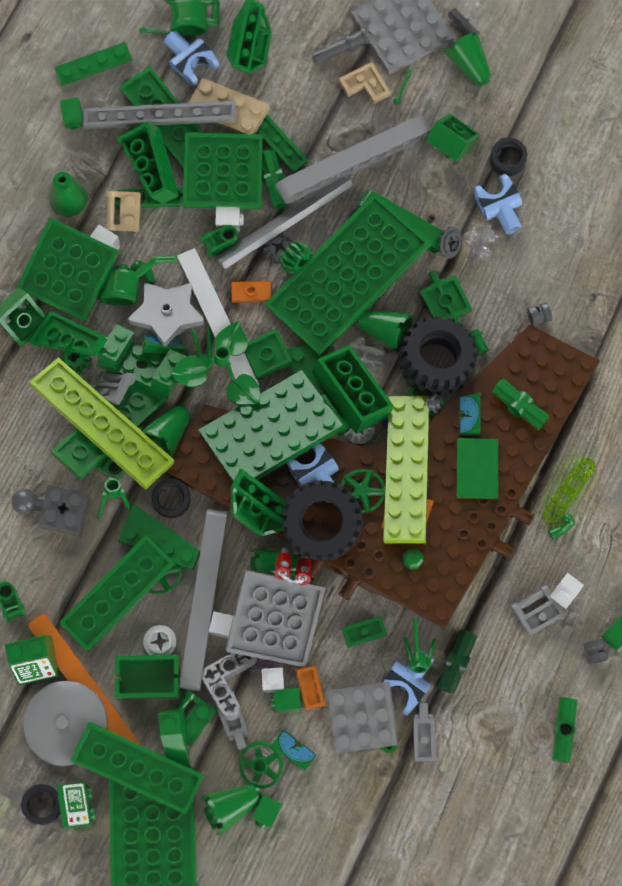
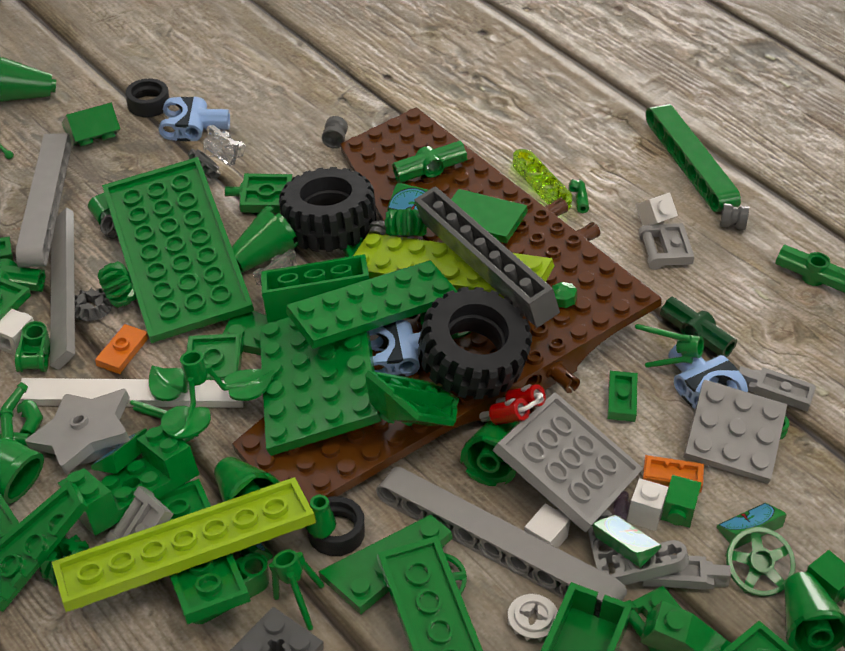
camera: 65 degrees left, 30 degrees down
(158, 494) = (324, 517): none -> green cone
(169, 274) = (32, 415): none -> green arm
(229, 676) = (626, 539): none -> green slope
(332, 438) = (368, 304): none -> green plate
(399, 493) = (487, 256): none -> dark grey brick
(438, 419) = (404, 223): none -> green gear

